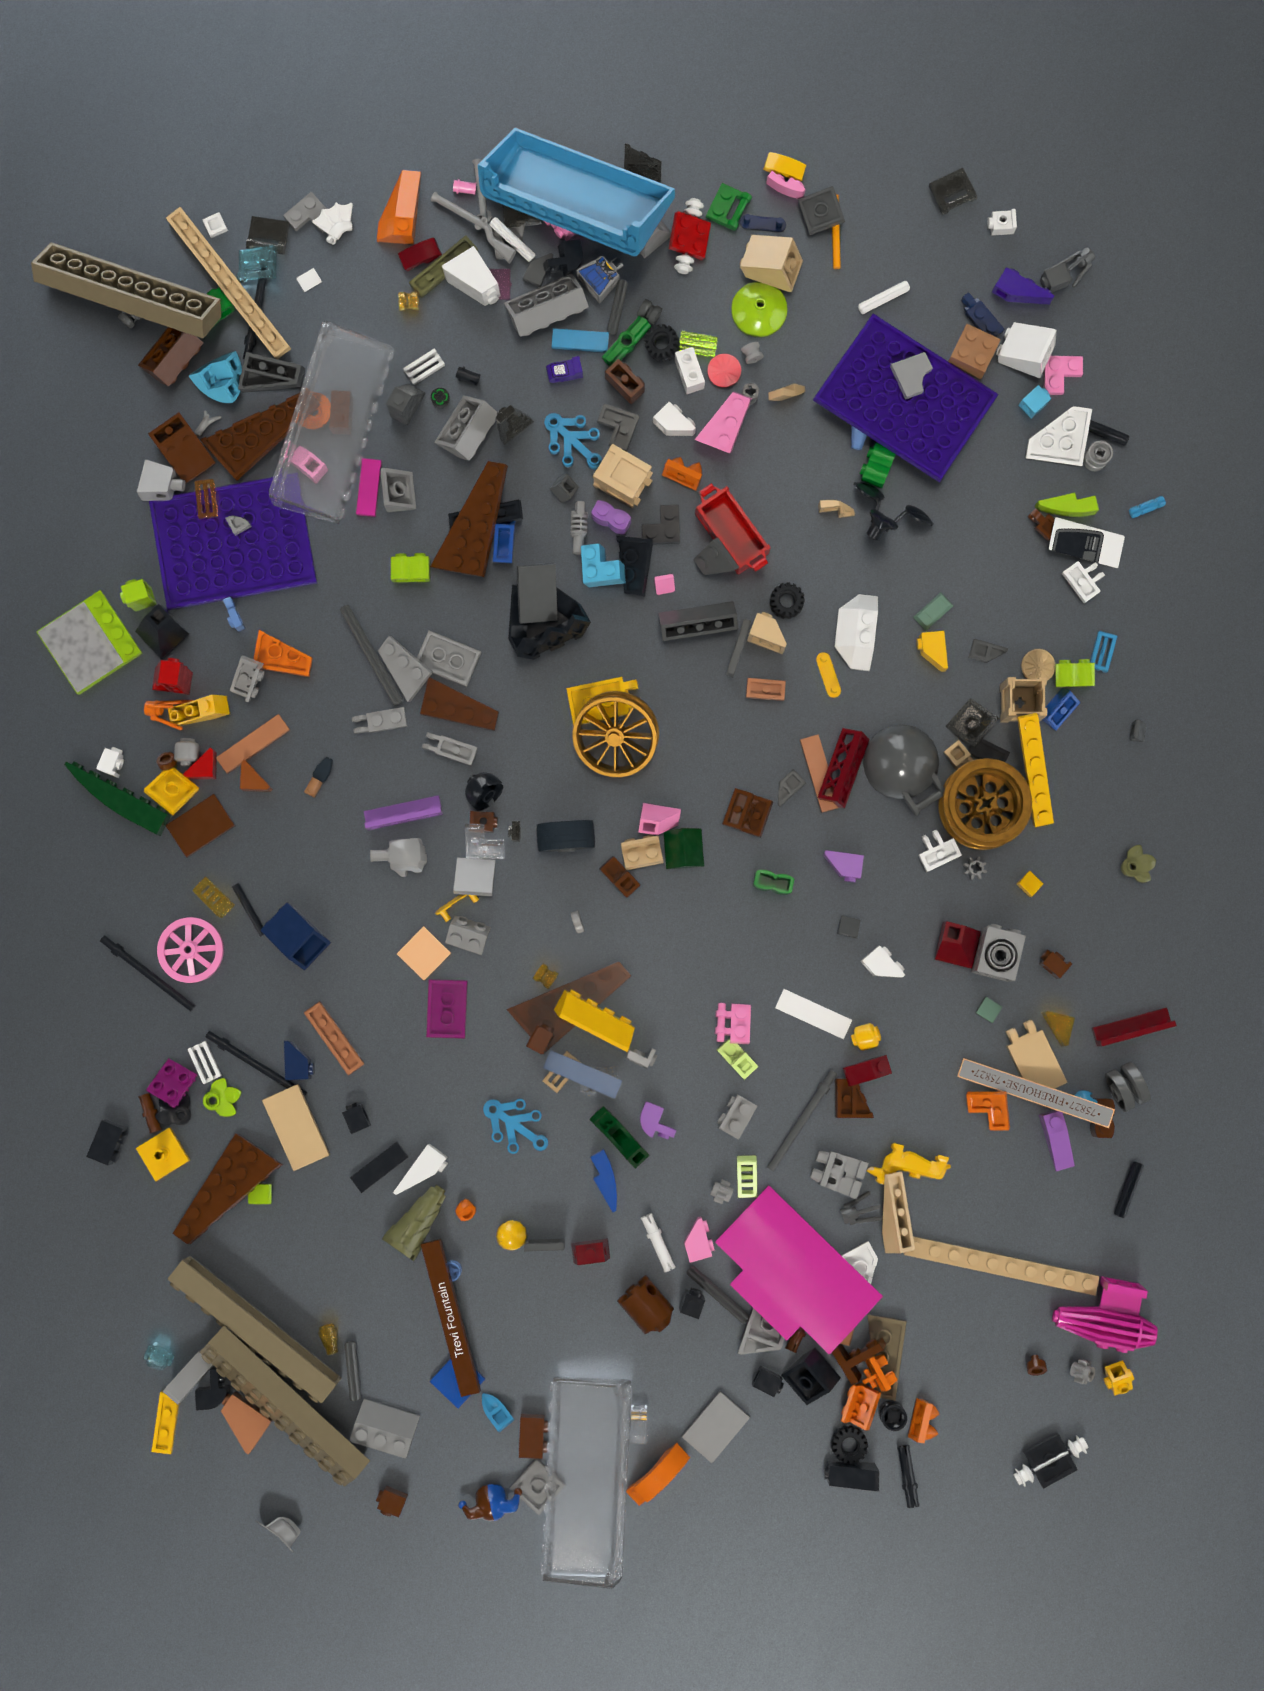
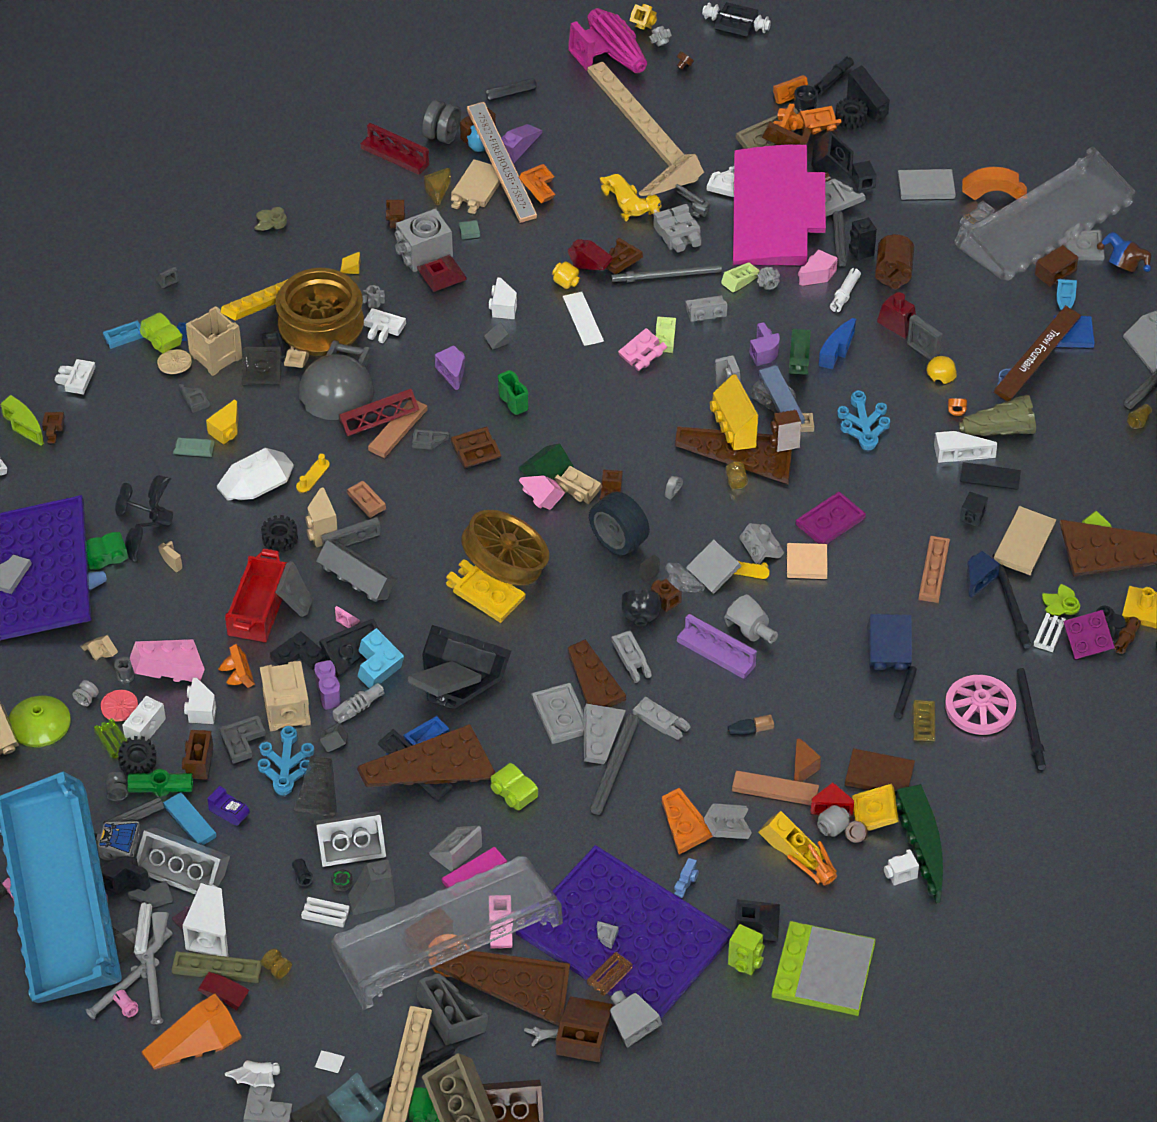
camera: 130 degrees left, 35 degrees down
(172, 677) = (785, 868): red wedge -> none
(219, 378) = (492, 1049): medium azure brick -> none
(1086, 542) = (43, 393): sticker -> none

